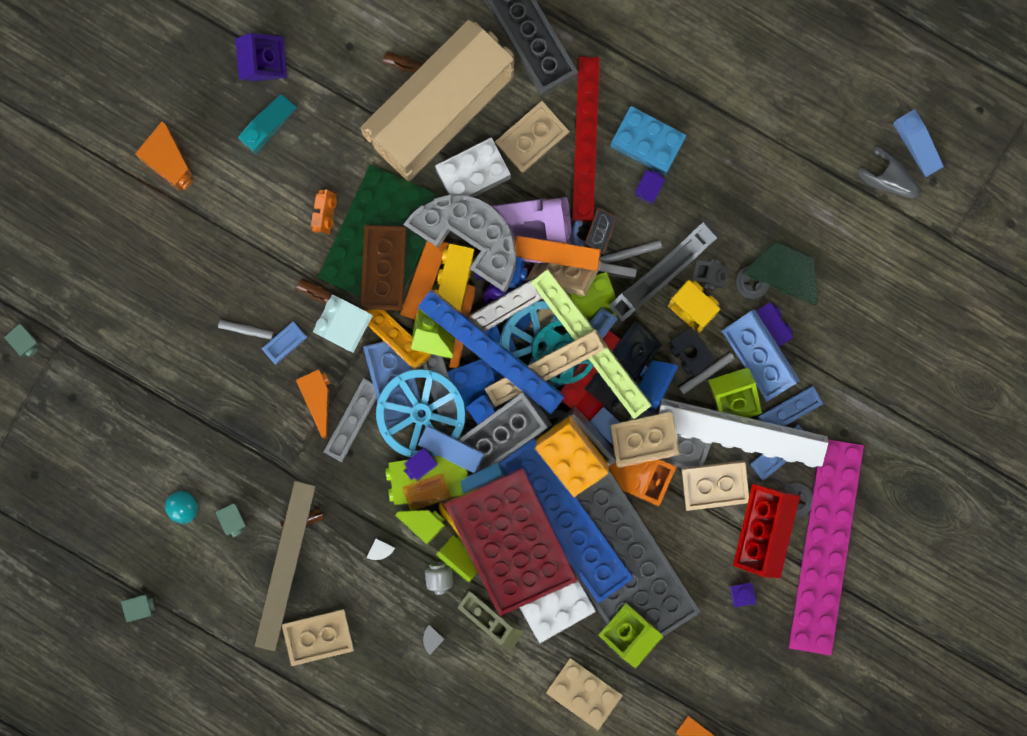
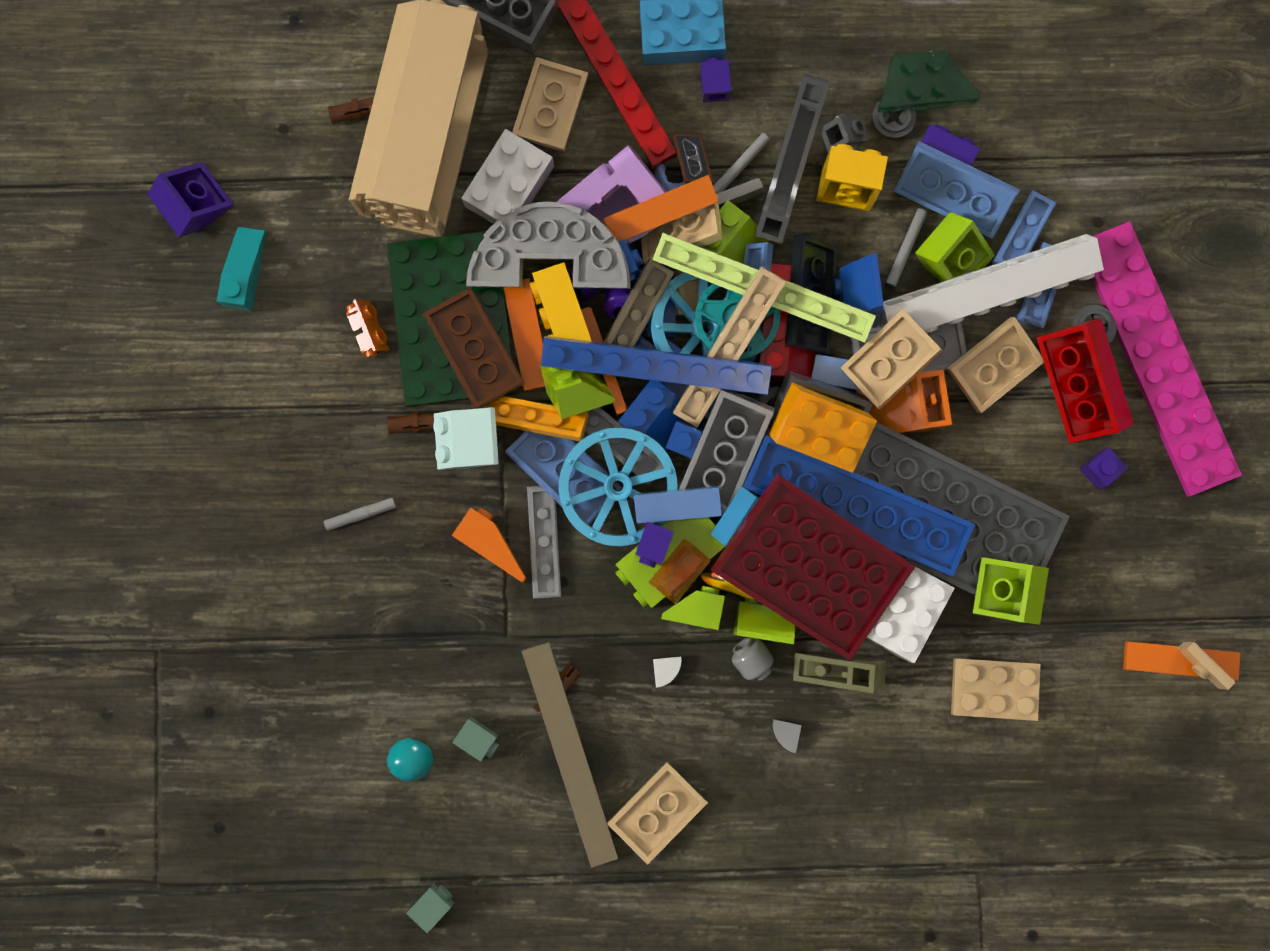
camera: 30 degrees left, 0 degrees up
(22, 341) = (111, 683): sand green brick -> none
(165, 158) = (146, 376): orange slope -> none
(284, 343) = (413, 502): medium blue tile -> none
(690, 339) = (891, 229): black brick -> none

